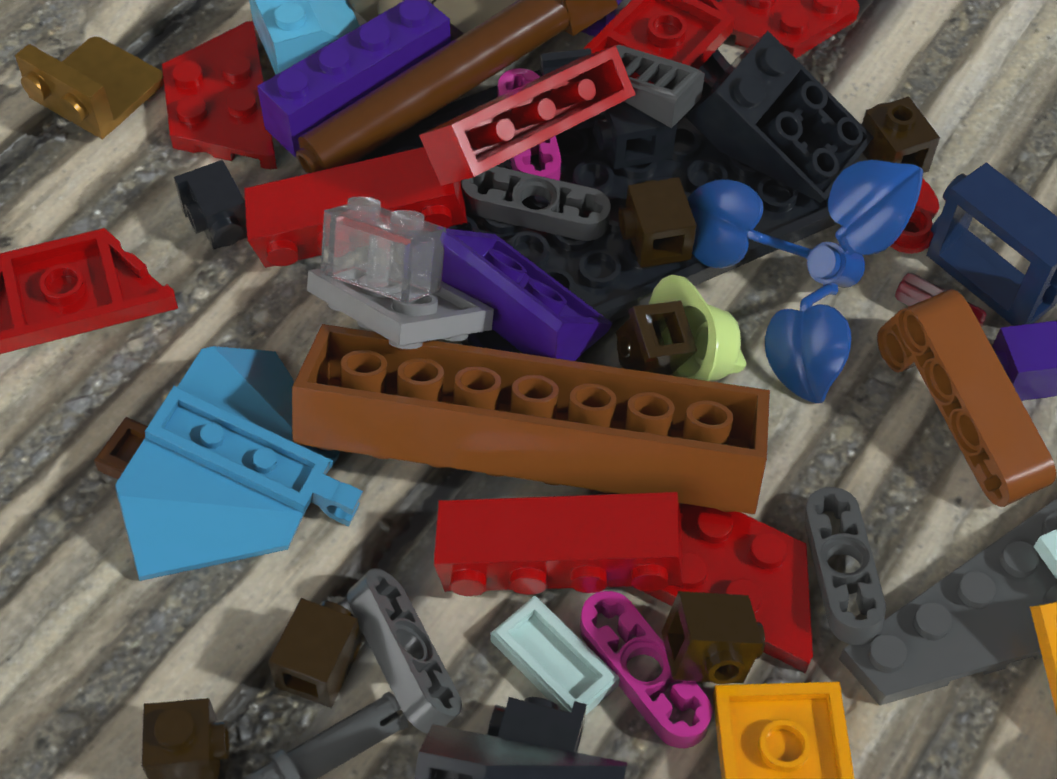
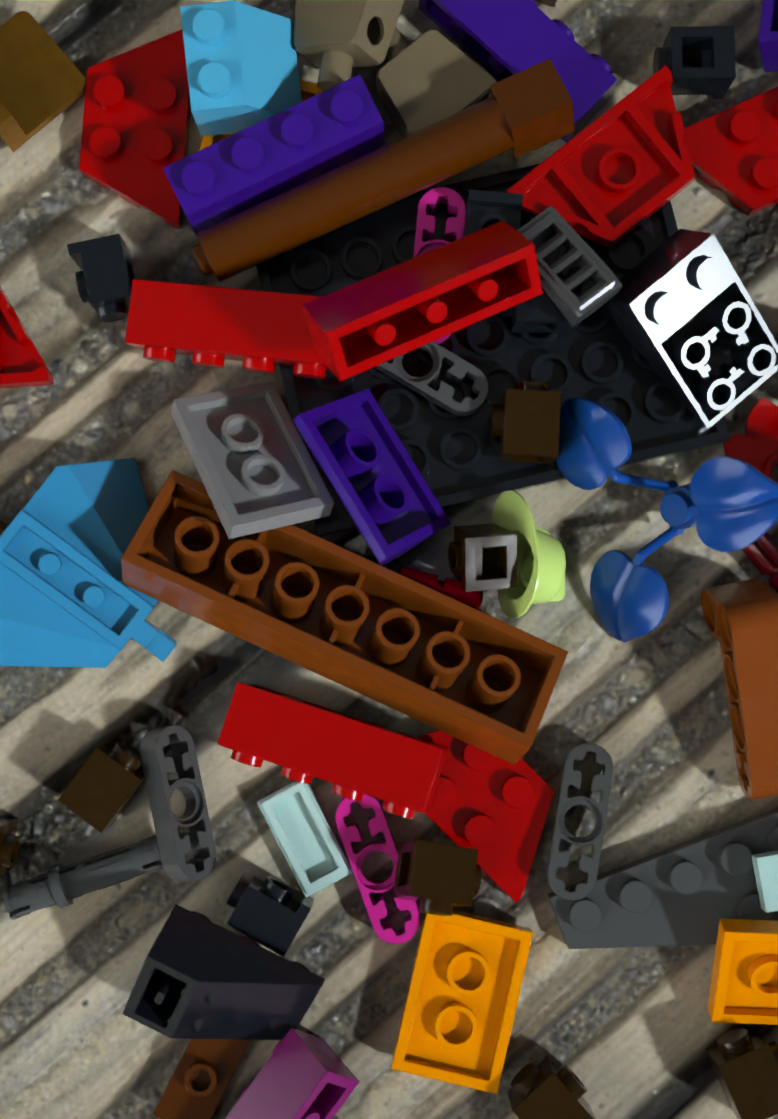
camera: 15 degrees right, 30 degrees up
(383, 249) = (242, 412): clear brick -> none

